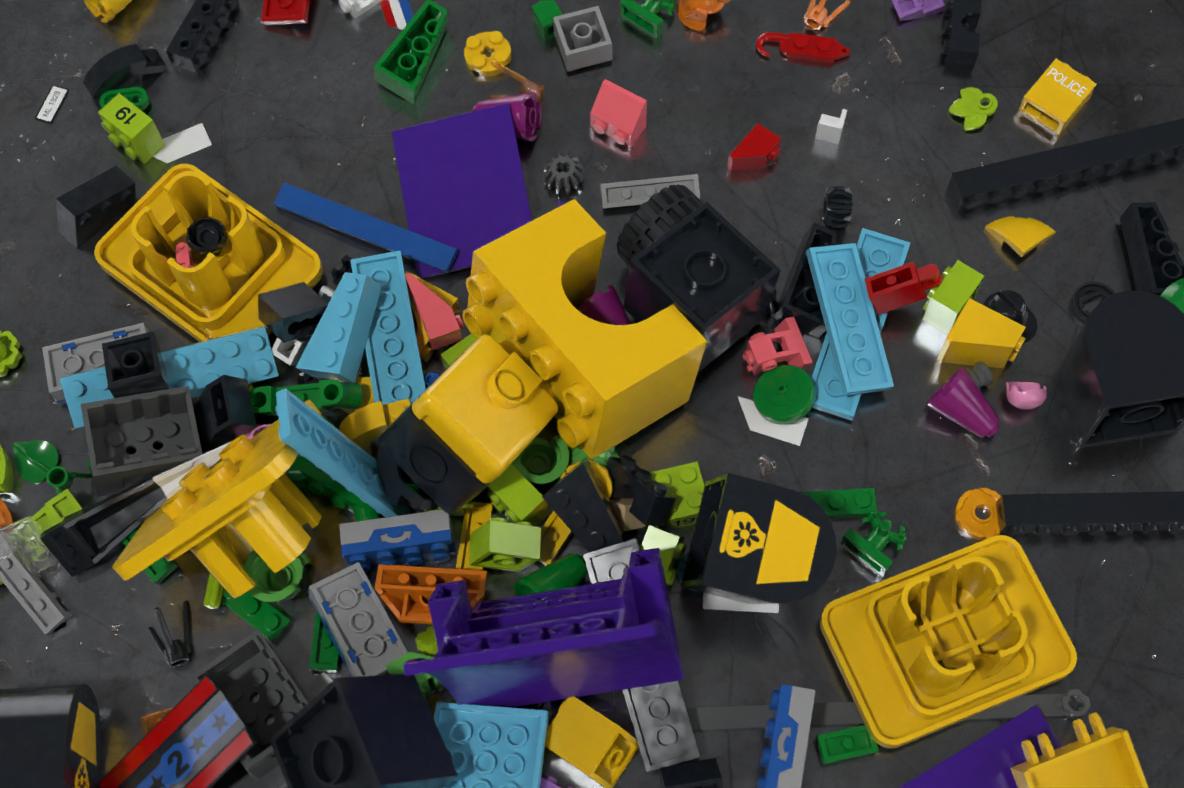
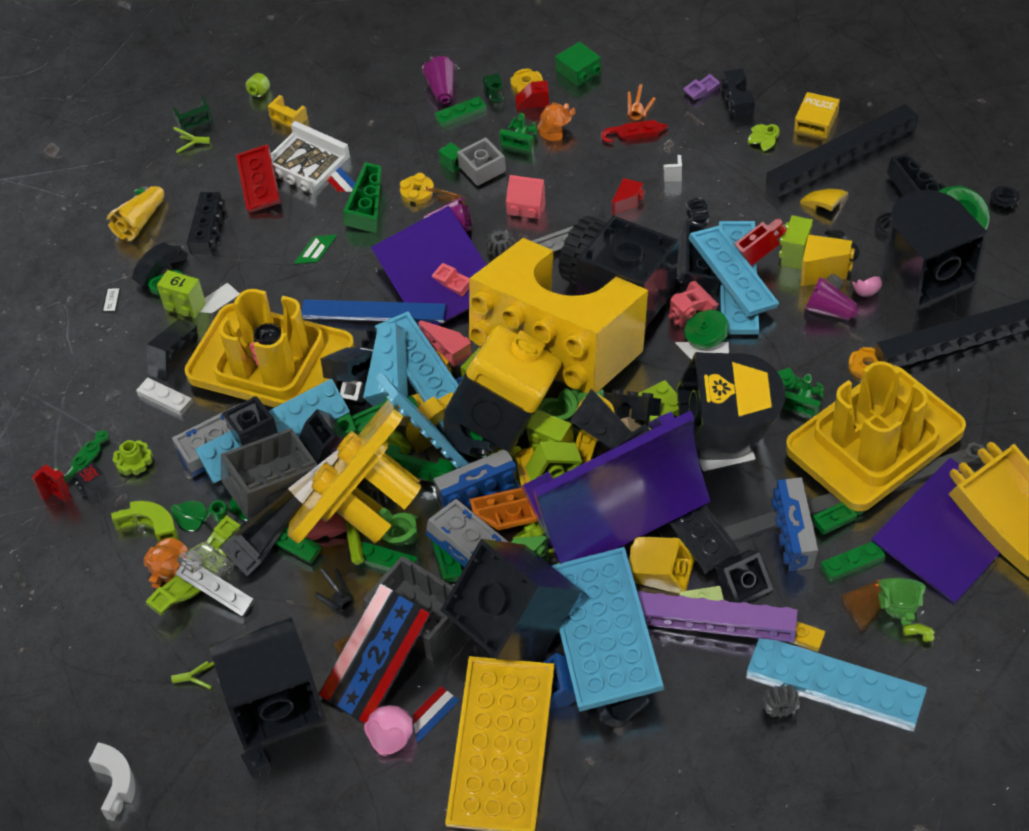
camera: 15 degrees left, 15 degrees down
(65, 272) = (164, 396): none -> white plate
(328, 105) = (315, 249): none -> green sticker
(477, 215) = (451, 279): none -> coral slope

